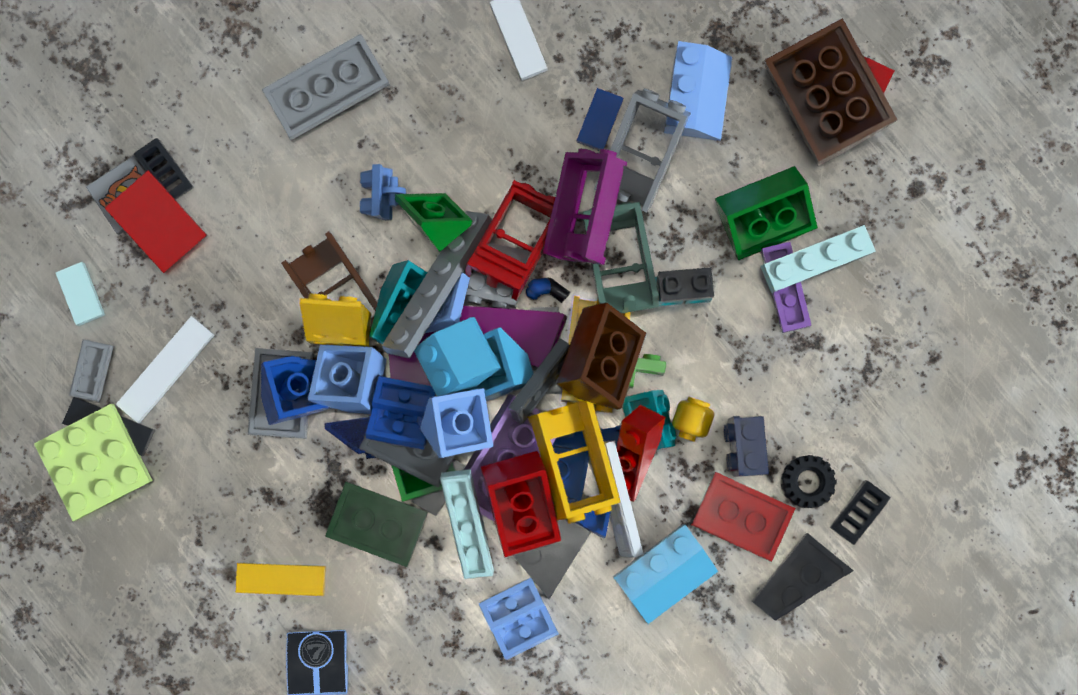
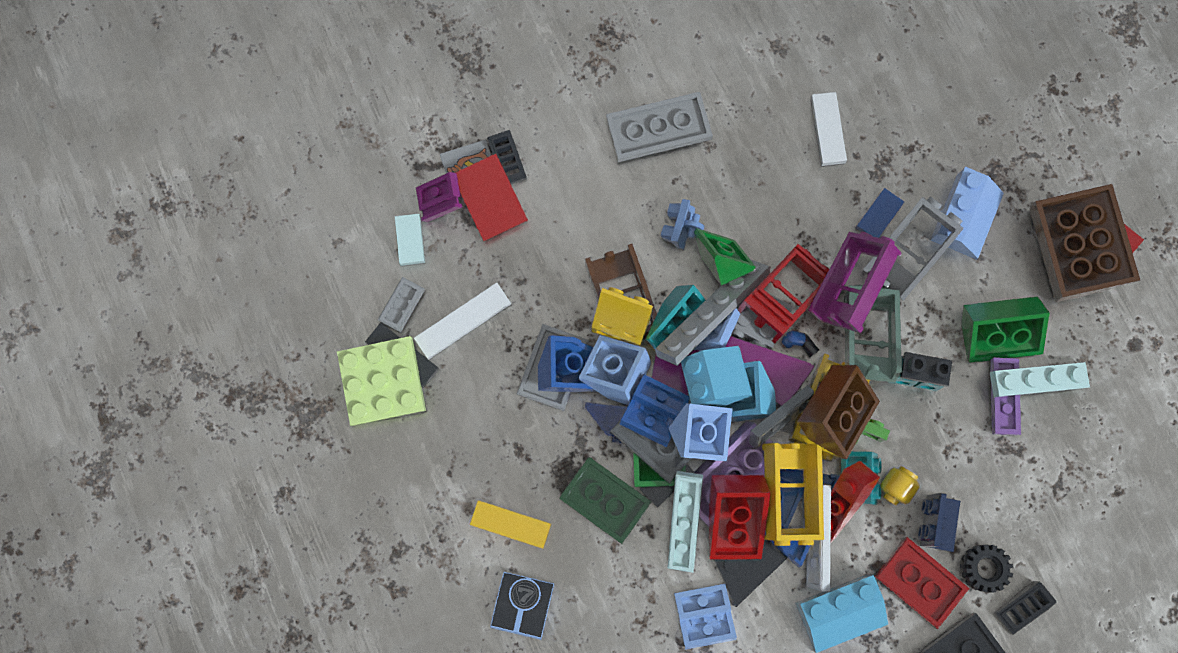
camera: 10 degrees right, 5 degrees down
(97, 237) = (438, 196): none -> magenta plate

